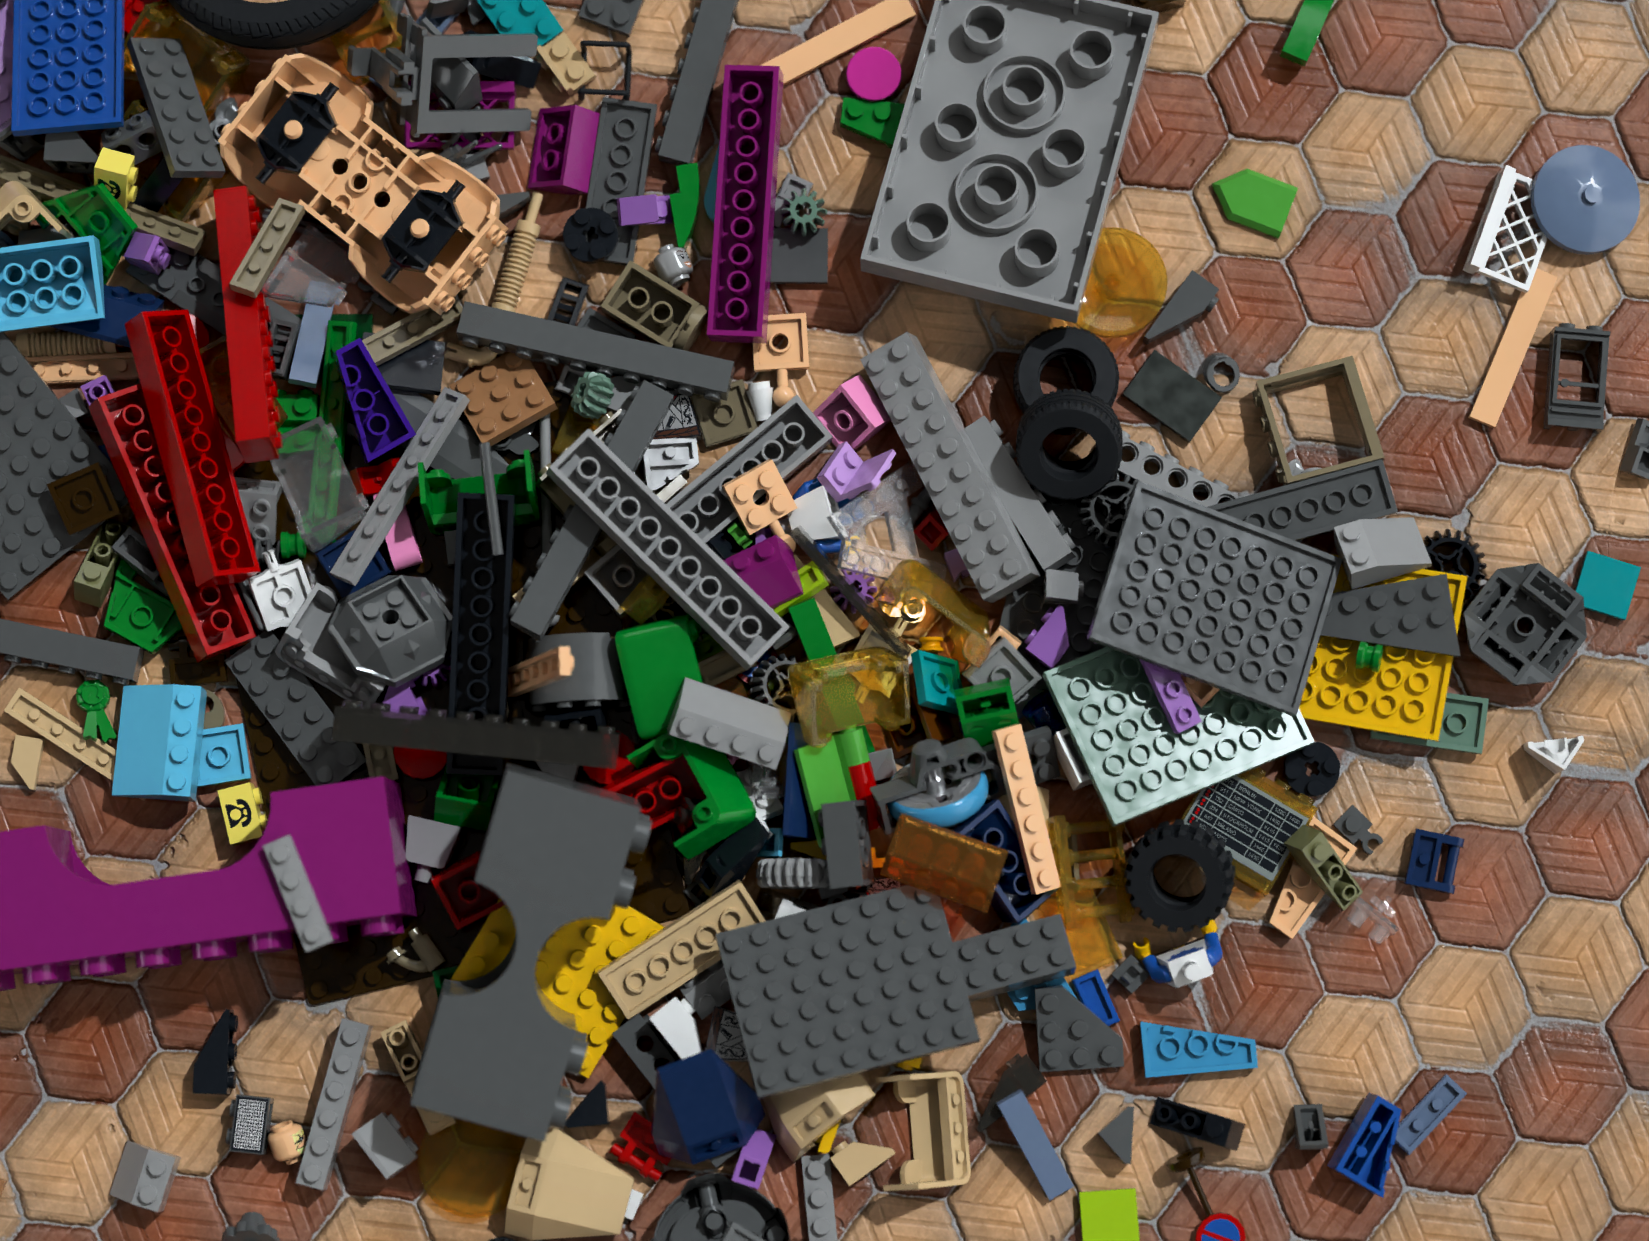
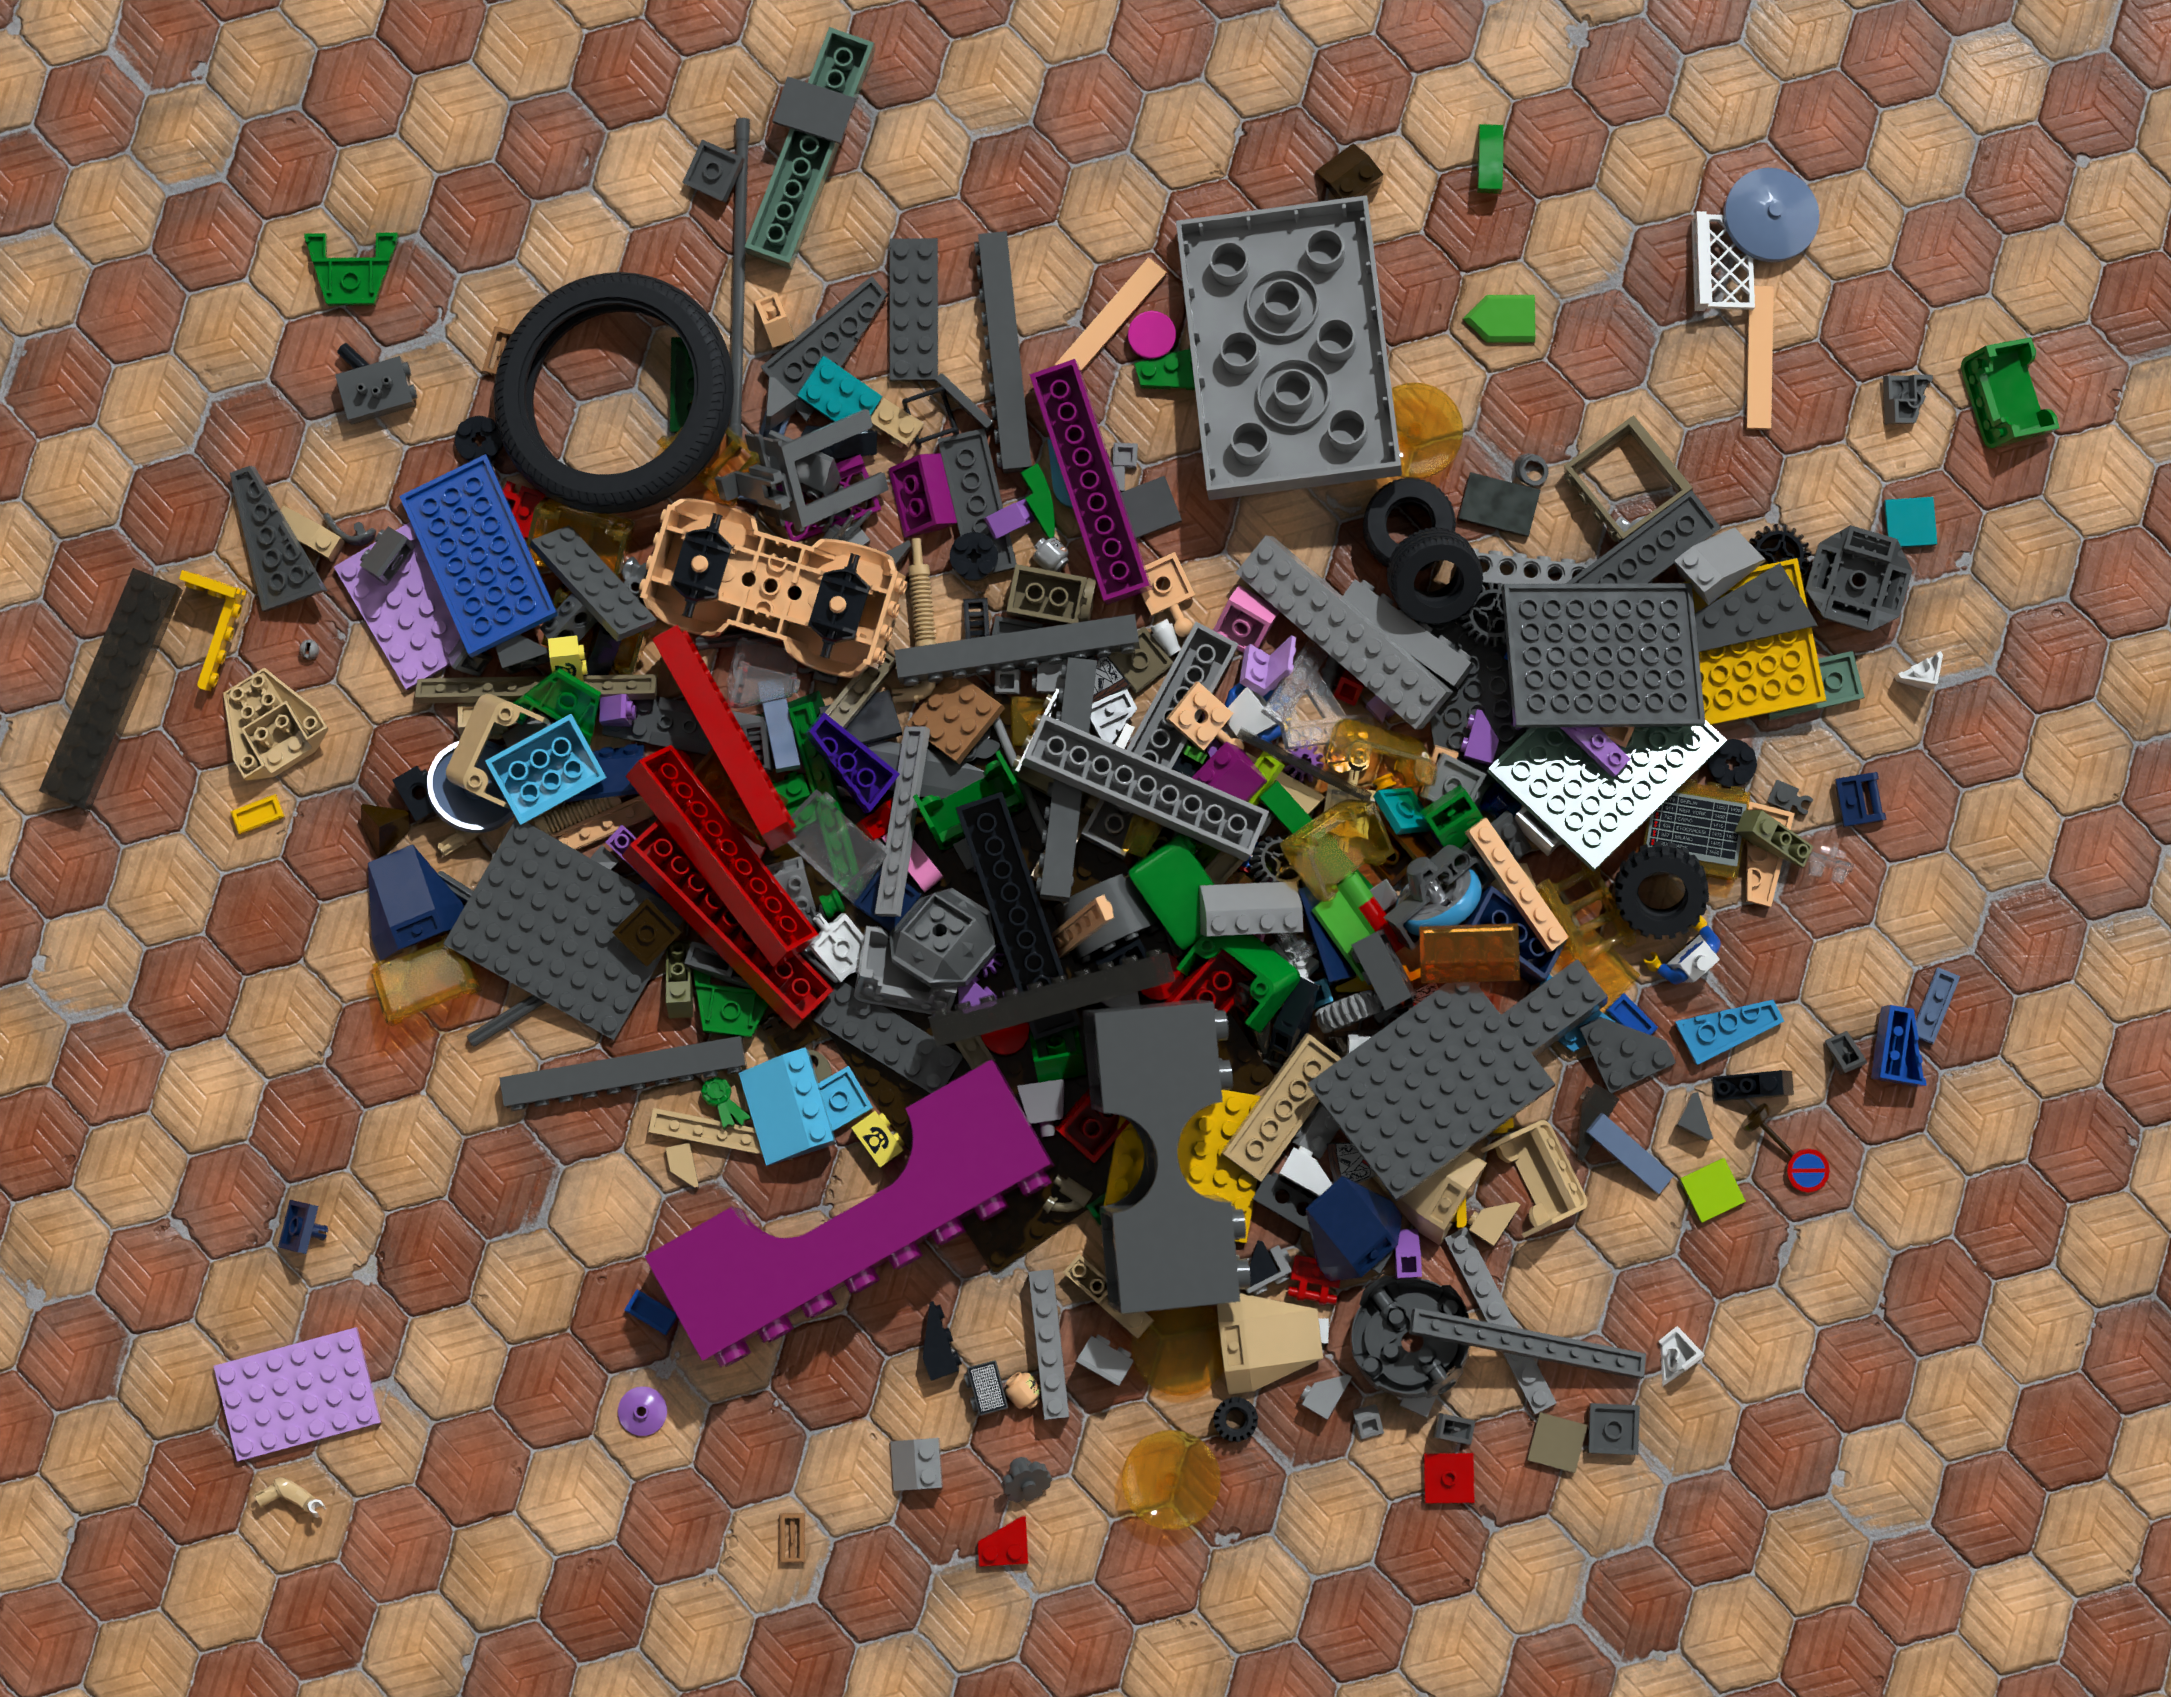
camera: 20 degrees left, 0 degrees up
(267, 248) = (718, 668): dark tan plate -> none
(298, 893) = (961, 1180): light grey plate -> none
(491, 499) = (985, 802): dark grey bar -> none
(592, 395) = (1029, 686): sand green gear -> none
(618, 1111) = (1281, 1258): none -> light grey bracket
(647, 69) = (964, 402): none -> dark grey tile
(806, 221) = (1146, 475): sand green gear -> none
(1062, 587) = (1473, 694): light grey slope -> none
(1131, 974) = (1652, 986): dark grey tile -> none
(1185, 306) = (1483, 423): dark grey slope -> none
(1369, 656) = (1744, 654): green wheel -> none
(1568, 412) = (1828, 393): dark grey door -> none

